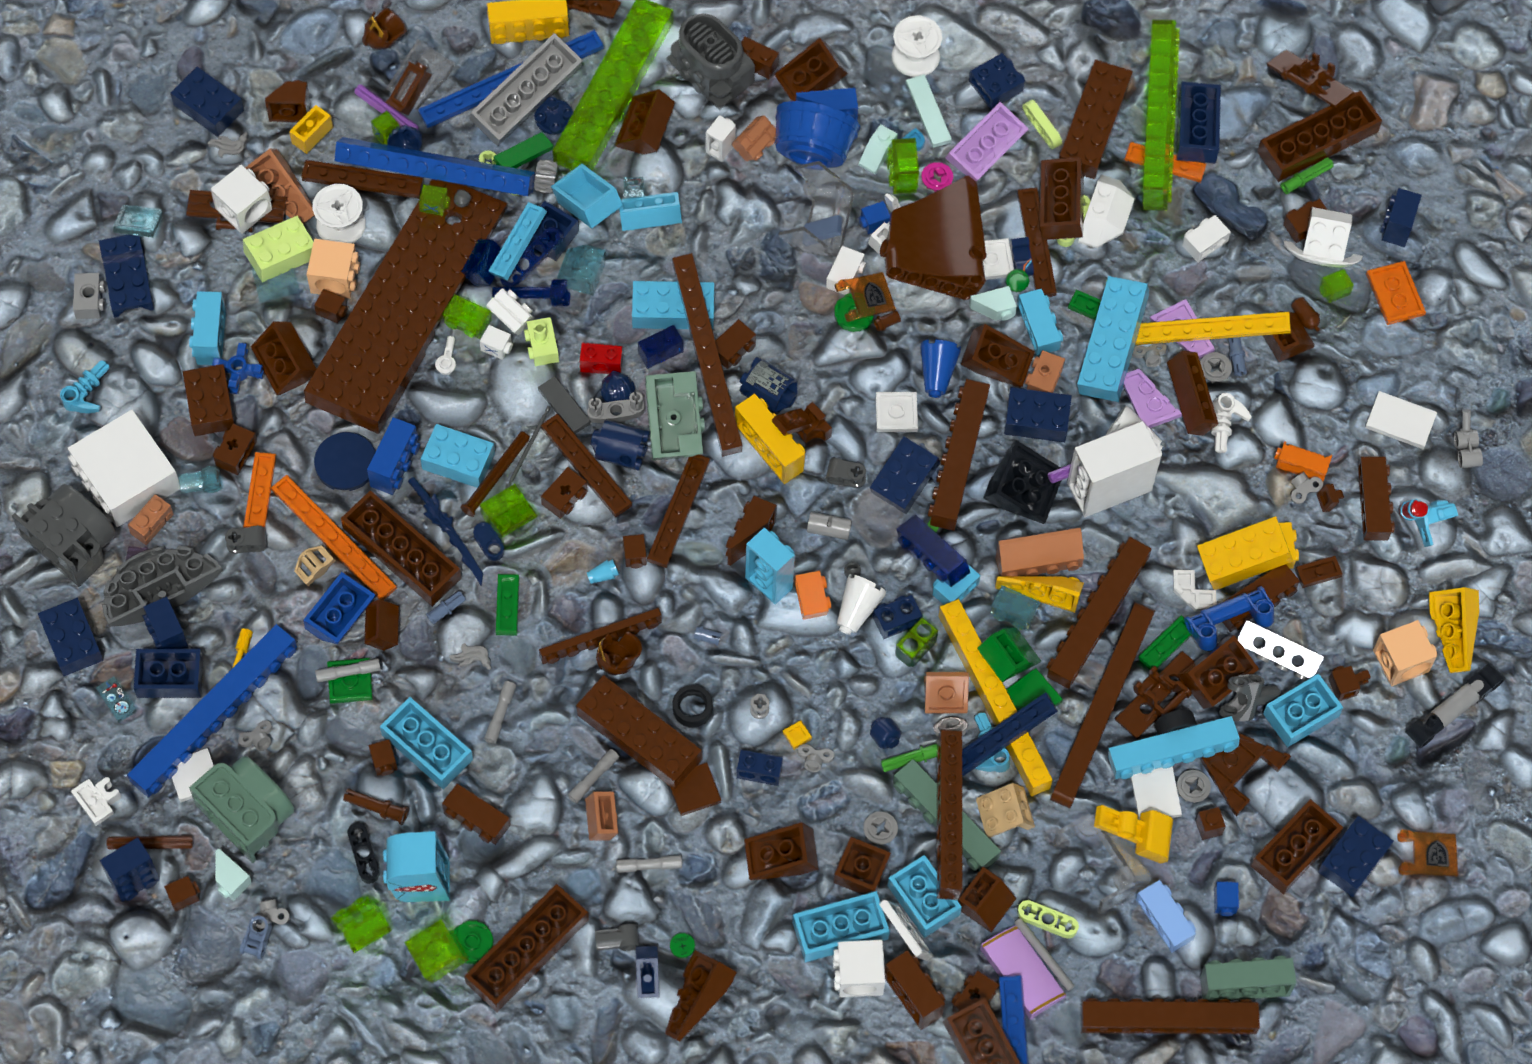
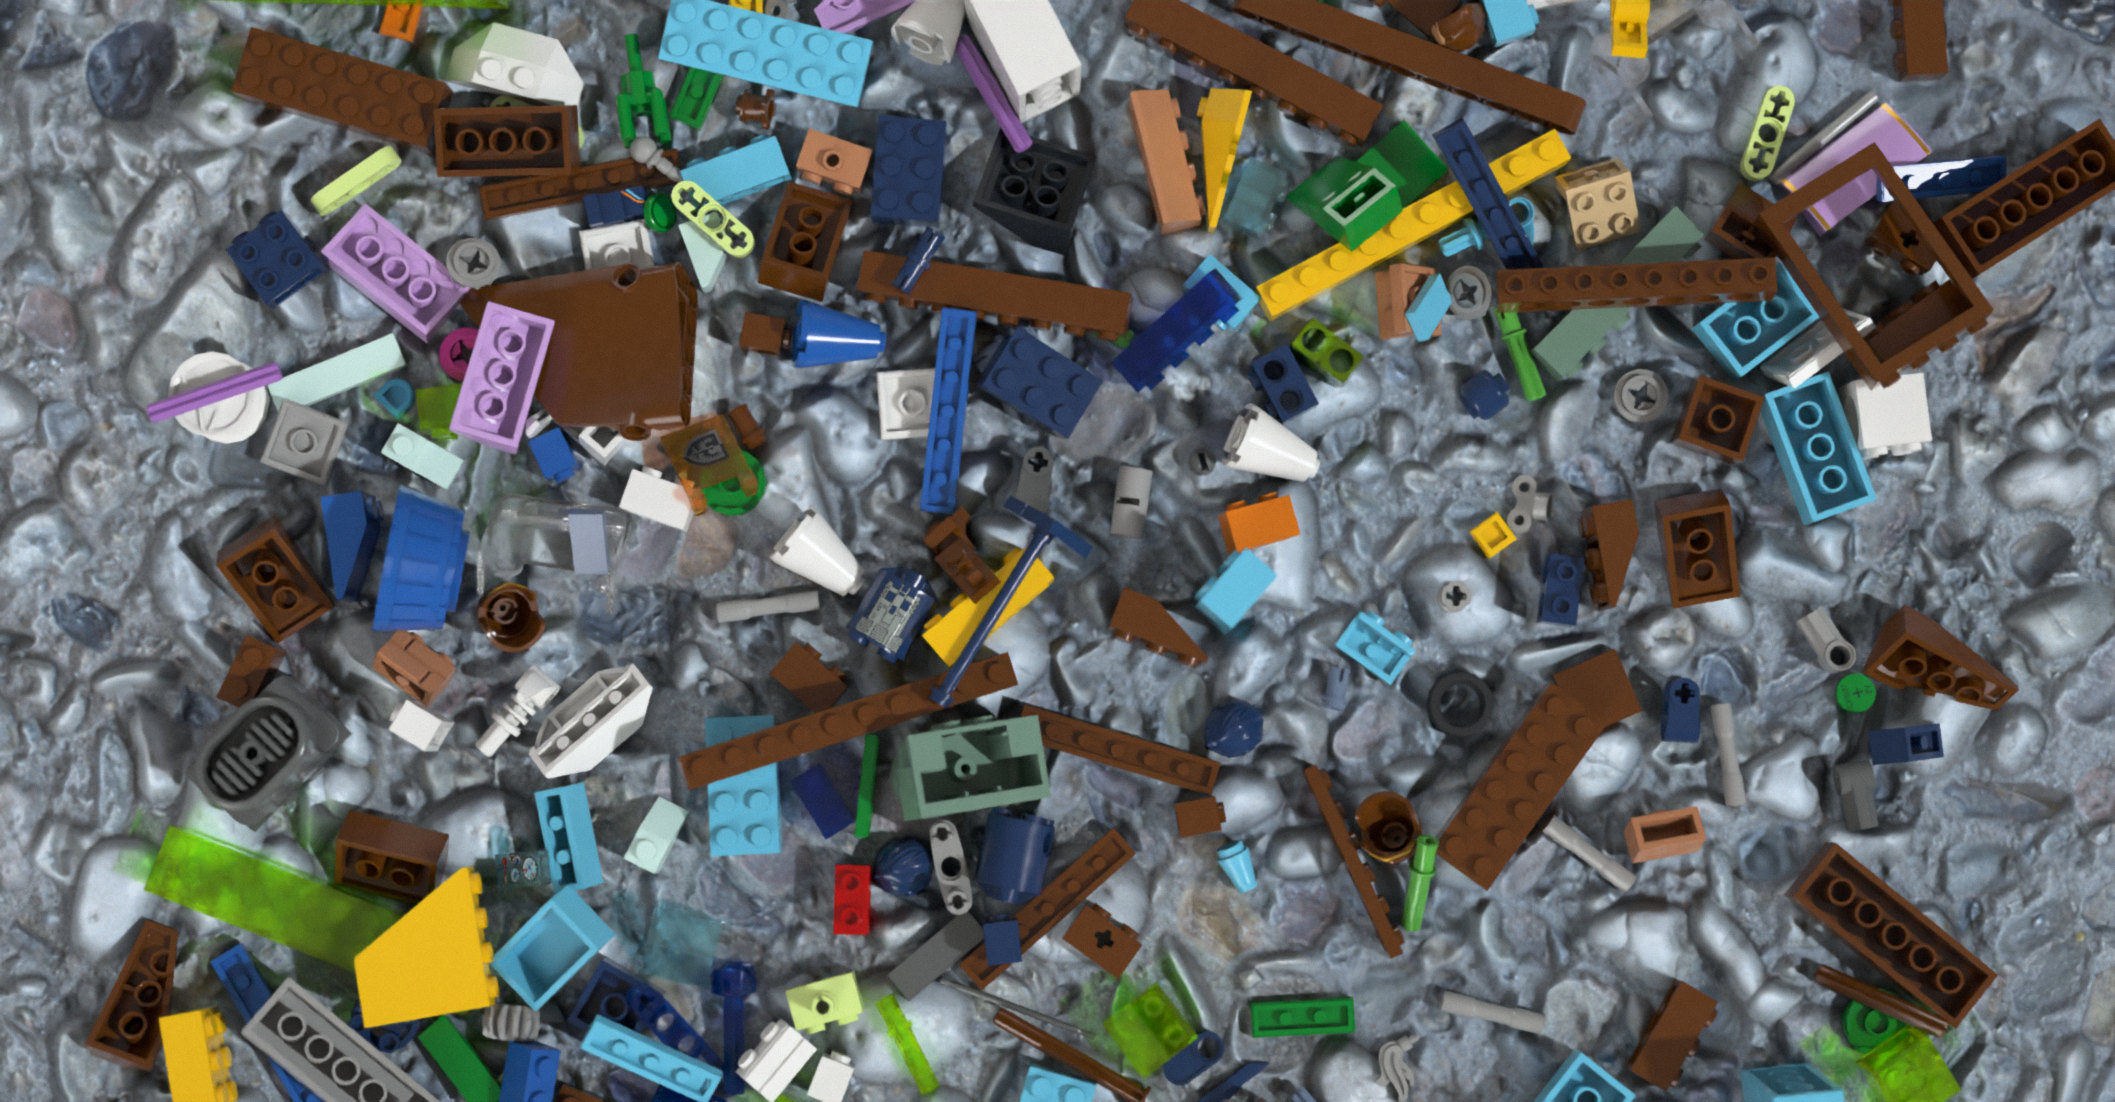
camera: 95 degrees left, 20 degrees up
(485, 938) = (1881, 1001): none -> reddish brown axle
(512, 385) = (900, 1030): none -> clear neon green pin
(569, 433) = (1002, 940): none -> dark blue brick
(587, 130) = (430, 958): none -> yellow slope
(592, 669) = (1421, 872): none -> bright green axle
(646, 258) = (656, 835): none -> light aqua slope
(648, 367) = (867, 786): none -> green tile
(676, 834) = (1680, 719): none -> dark blue piece
(687, 575) = (1233, 728): none -> dark blue hair
(714, 226) = (592, 722): none -> white wedge
(718, 926) = (1823, 637): none -> light grey piece
(731, 659) = (1375, 646): none -> medium azure bracket
(736, 197) = (533, 689): none -> white piece
(775, 184) = (524, 624): none -> reddish brown helmet
(778, 314) = (789, 603): none -> light grey piece
(786, 795) = (1610, 541): none -> reddish brown slope
(808, 350) = (818, 554): none -> white cone
(813, 463) = (1045, 530): none -> dark blue tile
(889, 91) = (304, 442): none -> light grey tile
(890, 424) = (948, 410): none -> blue plate
(905, 985) = (1771, 225): none -> reddish brown window
(918, 36) = (214, 392): none -> medium lavender axle
(920, 182) = (502, 377): none -> lavender slope
(941, 697) = (1428, 307): none -> medium azure tile
(942, 328) = (765, 334): none -> reddish brown brick
(981, 408) = (918, 260): none -> dark blue pin
(998, 179) = (466, 251): none -> light grey gear
(1008, 311) = (688, 209): none -> yellowish green beam
(1054, 272) = (645, 151): none -> light grey bar
(1080, 335) = (756, 107): none -> reddish brown brick
(1085, 272) = (640, 97): none -> green plant
(1119, 730) = (1462, 28): none -> reddish brown hair

